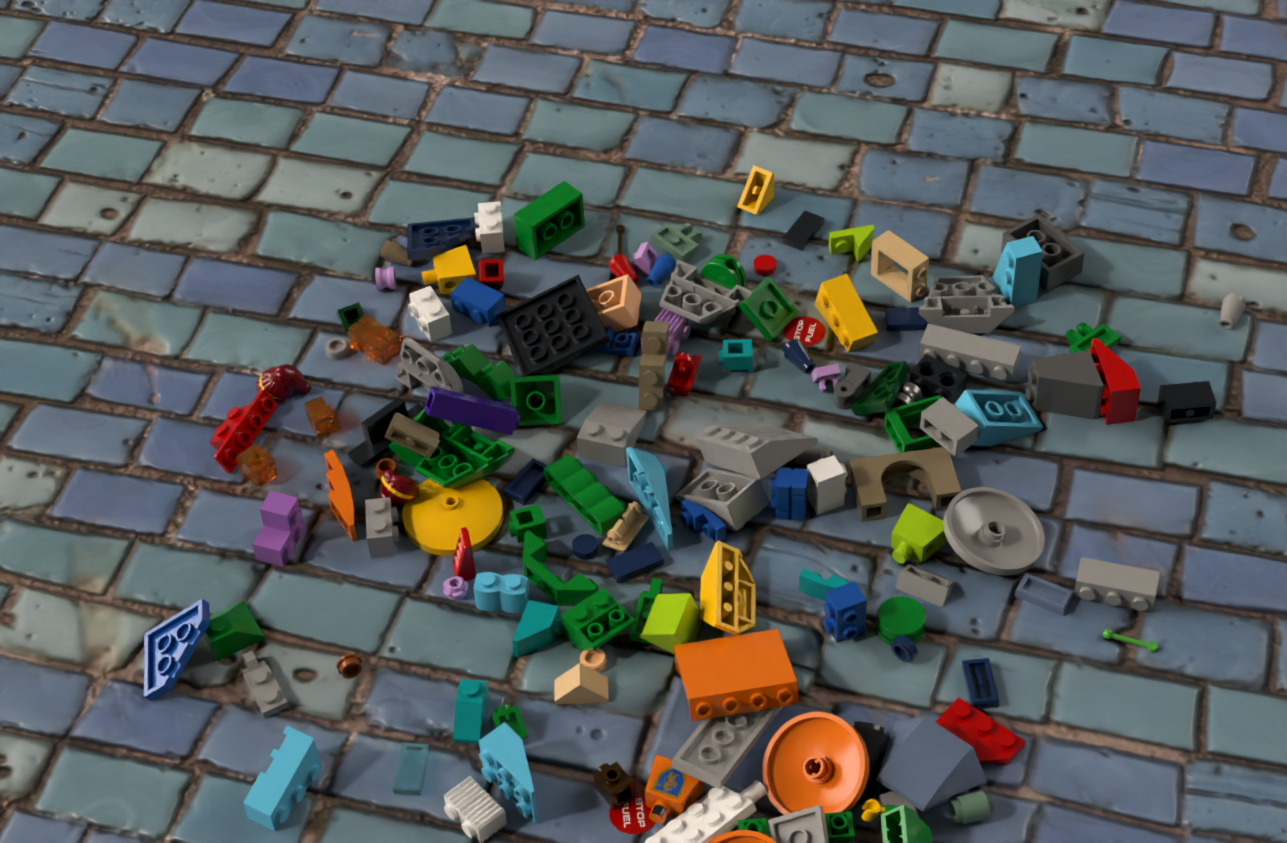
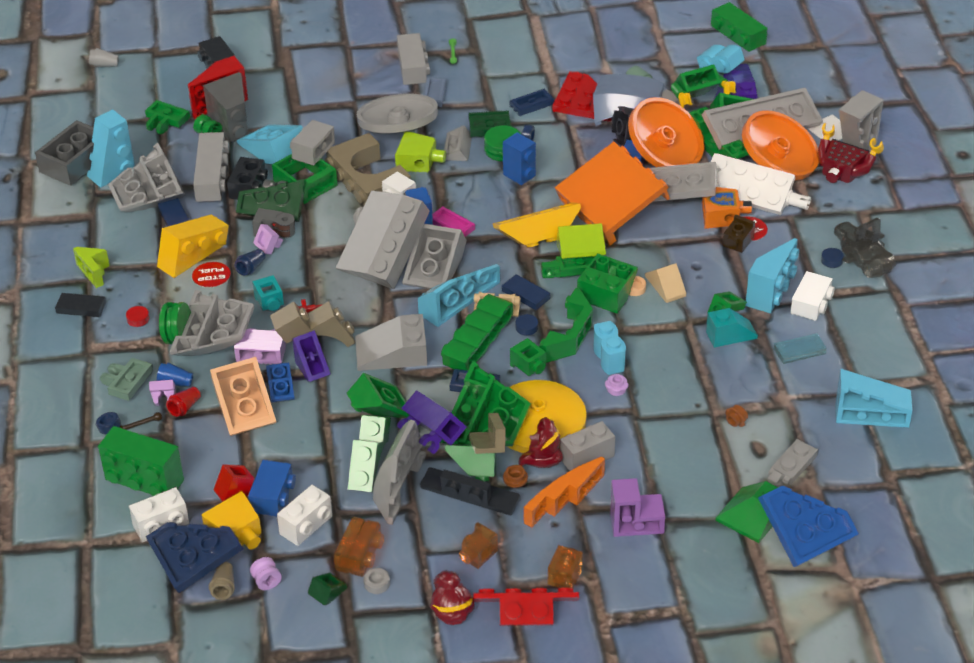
camera: 115 degrees left, 5 degrees down
(463, 557) = (590, 378): red slope -> none
(536, 627) = (632, 318): teal slope -> none
(552, 328) = (289, 416): black tile -> none
(624, 365) = (309, 356): none -> dark purple slope
(628, 221) = (107, 421): none -> dark blue tile
(702, 519) = (466, 258): blue slope -> none
(757, 191) = (40, 341): yellow slope -> none
(768, 308) = (205, 285): green tile -> none
(783, 536) = (447, 218): none -> dark pink tile
(816, 586) = (492, 177): teal slope -> none
(892, 248) = (121, 237): tan window -> none
(947, 622) = (483, 121): none -> dark green plate

